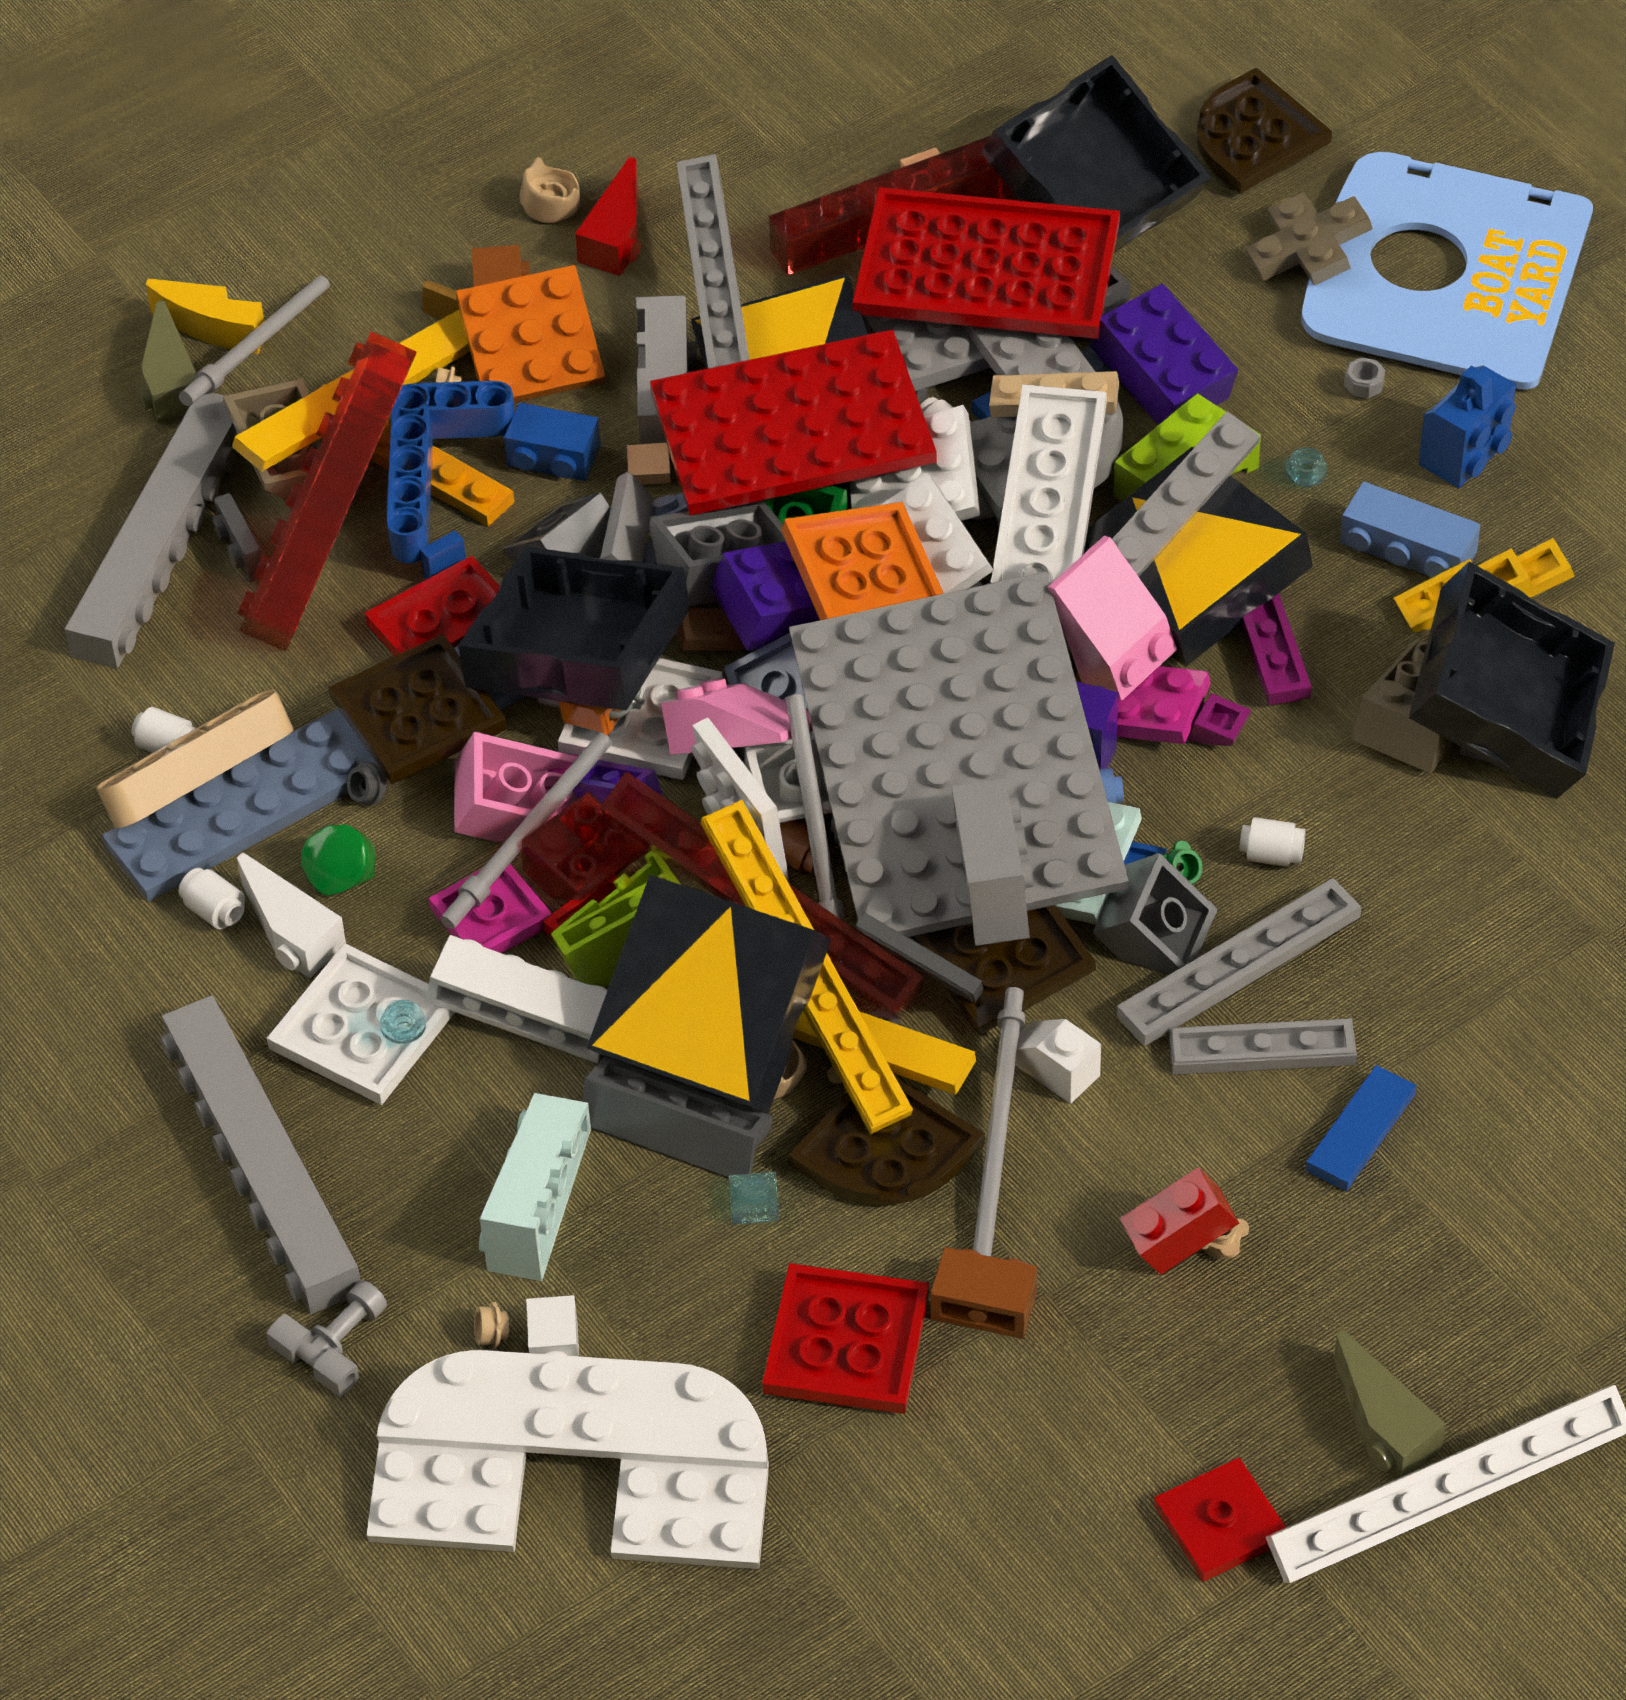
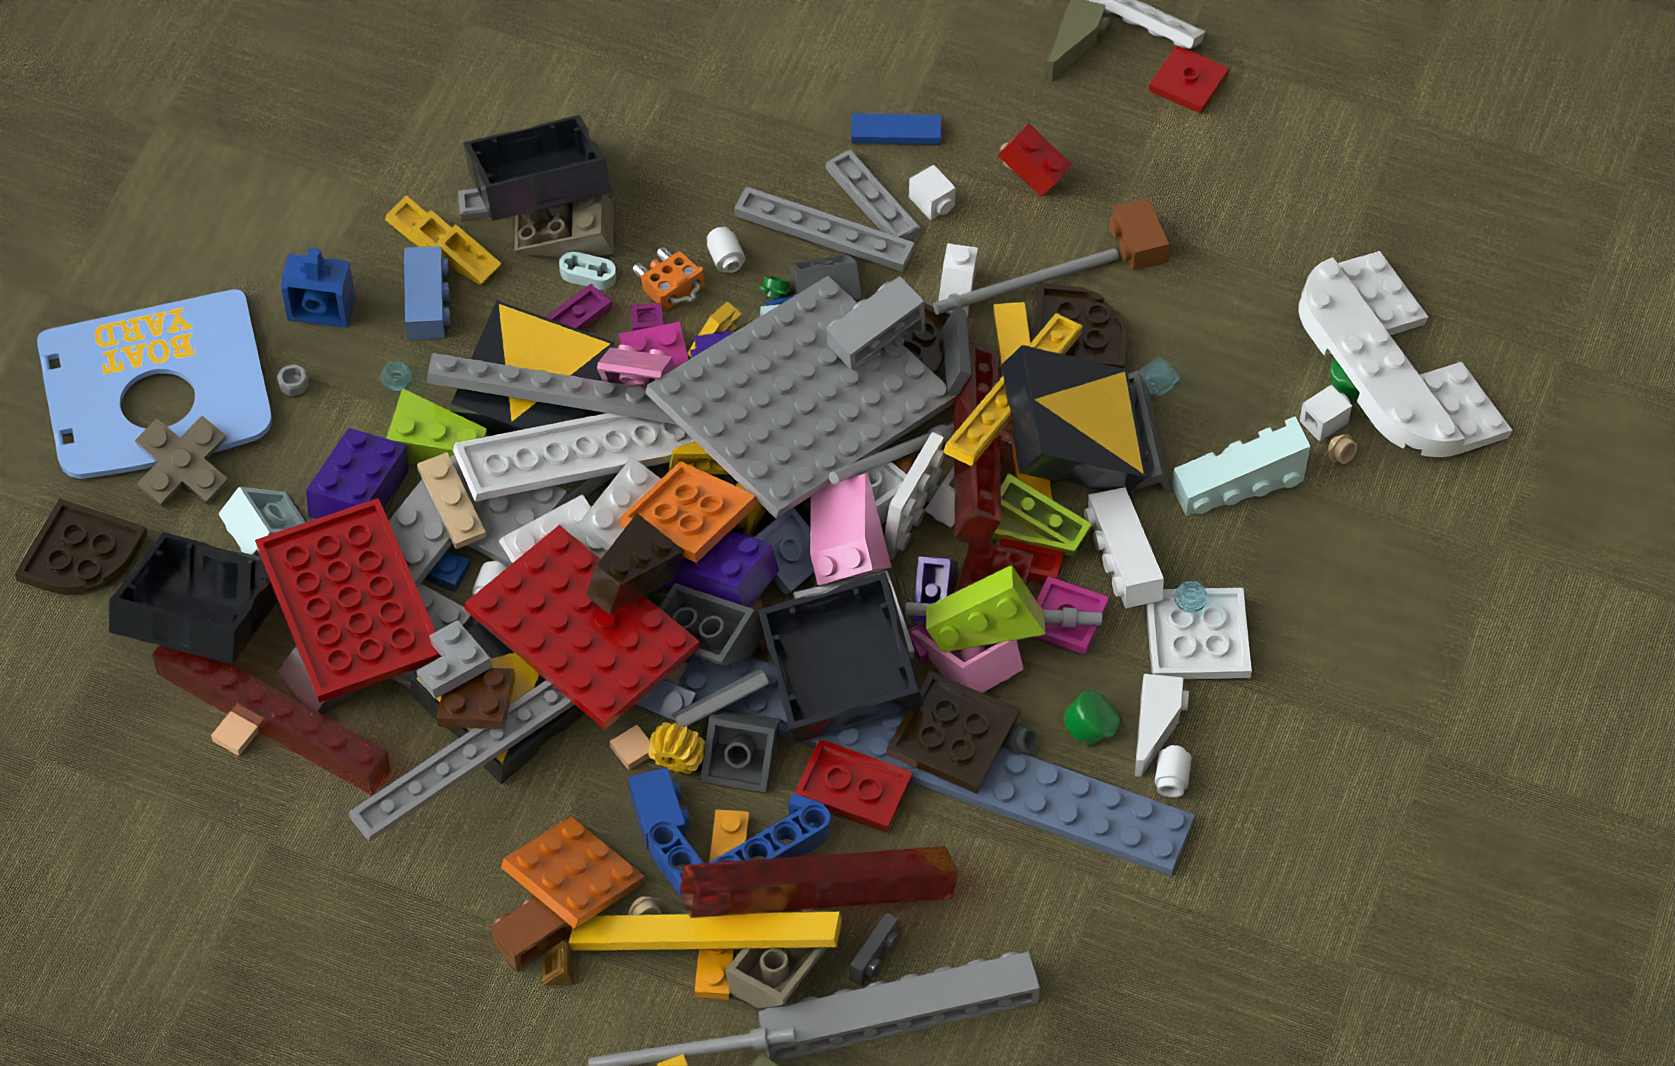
camera: 125 degrees left, 5 degrees up
(158, 728) = (1069, 883): white brick -> none
(194, 758) = (1065, 841): tan beam -> none
(261, 1155) = (1327, 628): light grey brick -> none
(322, 1345) = (1423, 520): light grey bar -> none
(515, 781) = (985, 613): none -> lime wedge
(549, 193) = (408, 959): tan hair -> none
(599, 470) = (676, 748): none -> yellow gear
(610, 230) = (420, 892): red slope -> none
(662, 353) = (555, 769): light grey wedge -> none
(771, 301) = (479, 702): none -> reddish brown plate
(814, 459) = (634, 566): none -> dark brown wedge
(818, 296) = (459, 663): none -> light grey plate
(846, 1338) = (1216, 283): red plate -> none
(1131, 745) = (721, 320): none -> yellow plate
(1183, 267) = (258, 513): none -> light aqua slope
(1215, 1100) = (932, 192): none -> white brick
(1266, 772) = (671, 279): none -> orange piece
(1338, 701) = (587, 270): none -> light aqua beam

